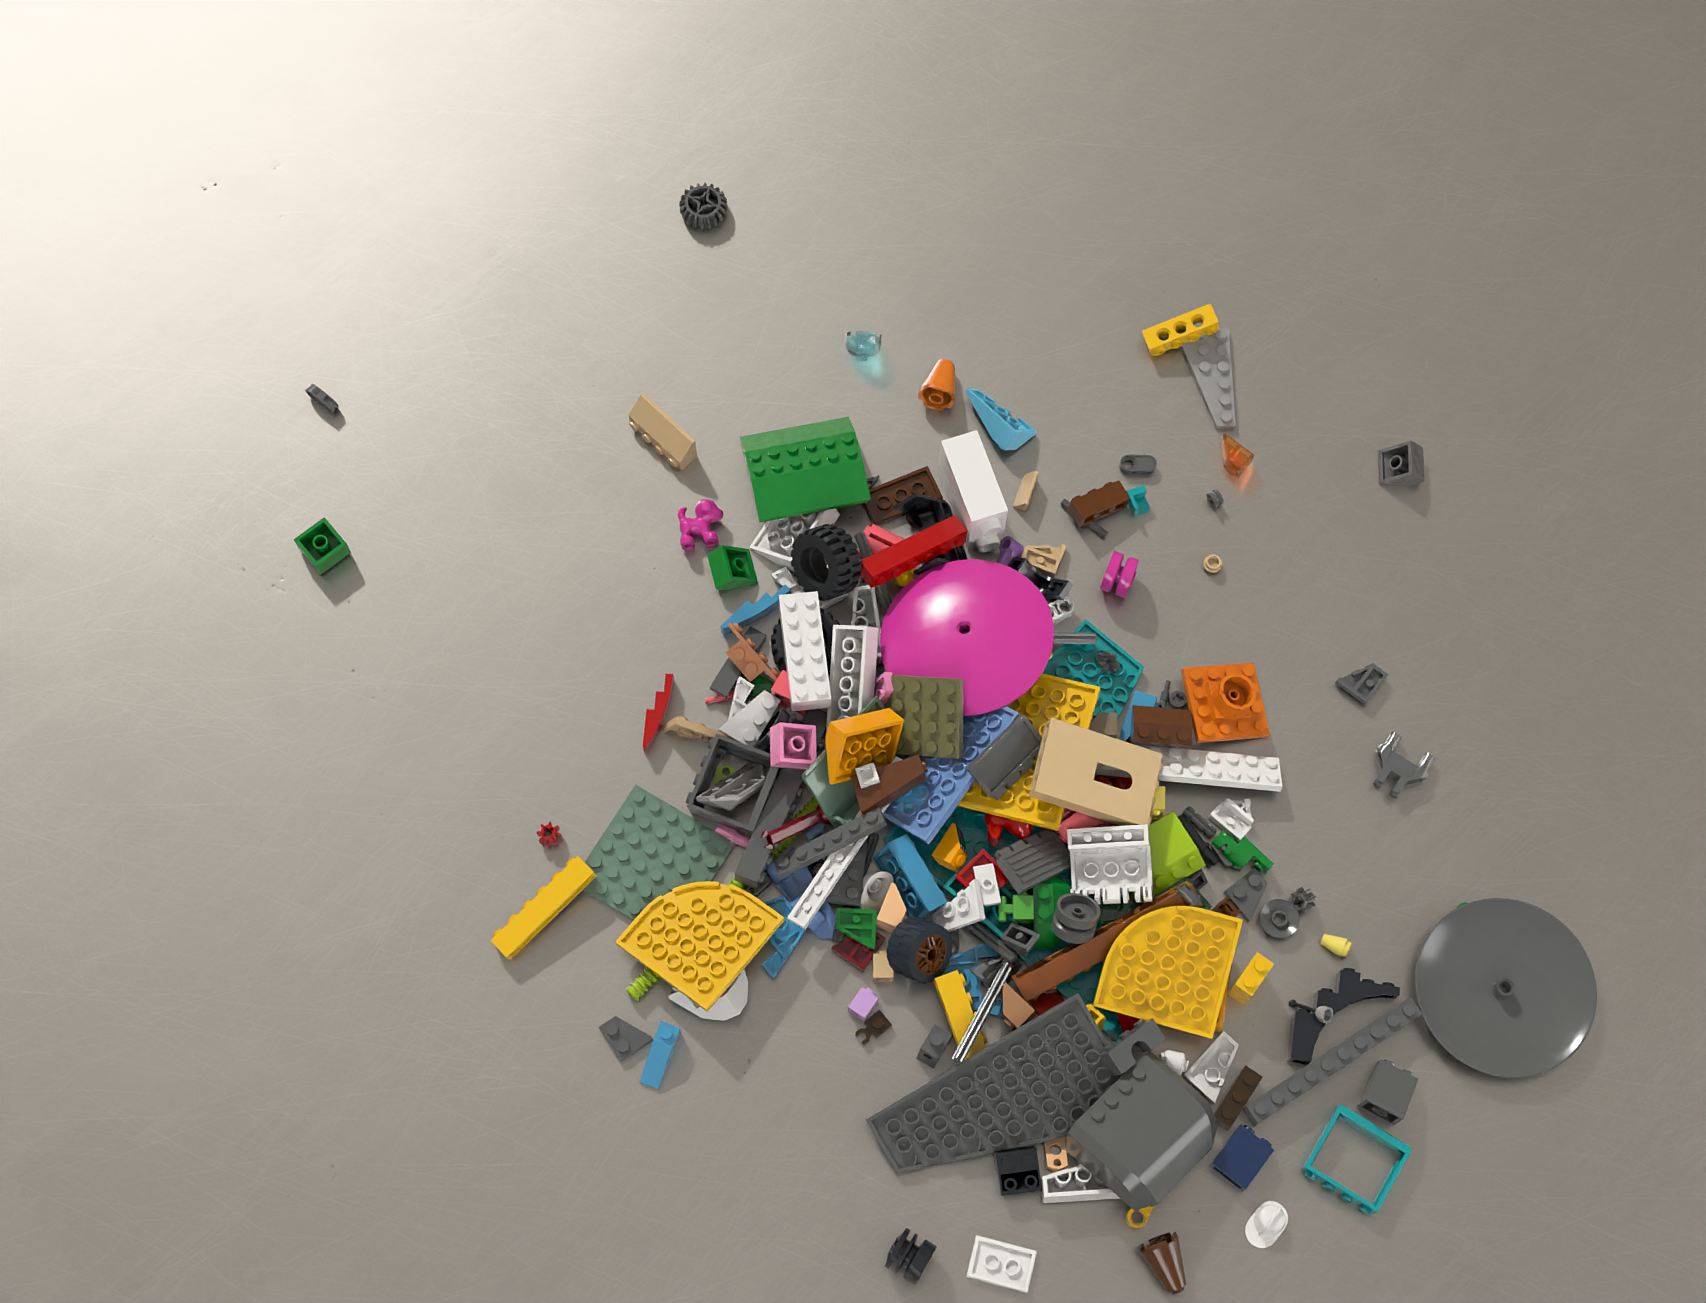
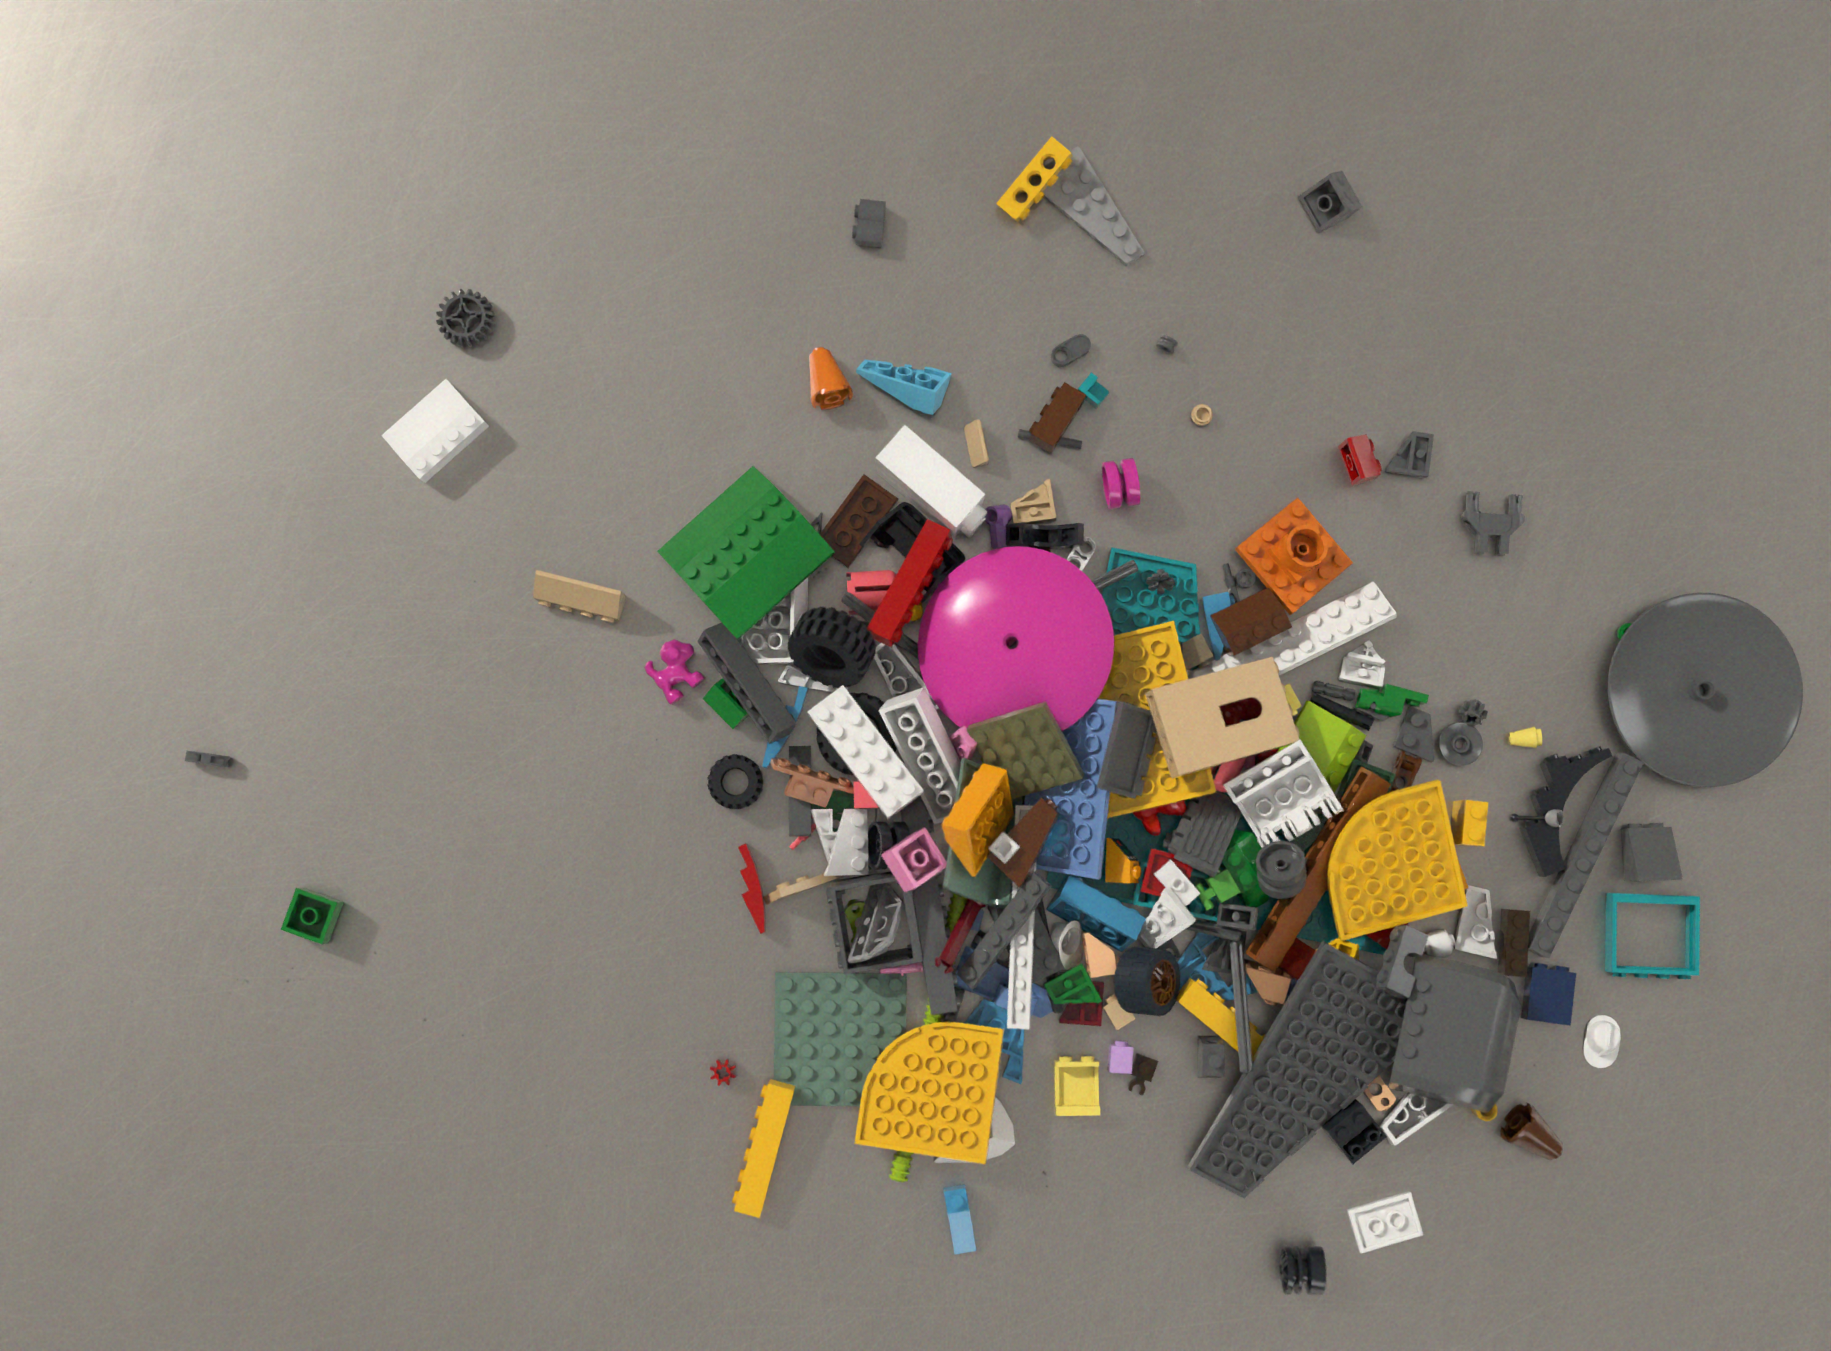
camera: 35 degrees left, 15 degrees up
(624, 1037) = (914, 1222): dark grey wing -> none
(632, 269) = (435, 431): none -> white slope
(690, 613) = (716, 776): none -> black tyre
(747, 559) = (747, 683): none -> dark grey brick
(815, 1006) = (1076, 1086): none -> light yellow panel
(863, 344) = (723, 381): clear light blue cylinder -> none
(1038, 297) = (870, 222): none -> dark grey brick
(1188, 895) = (1381, 787): dark grey pin -> none
(1235, 456) = (1162, 287): clear orange slope -> none
(1319, 659) = (1360, 459): none -> red slope

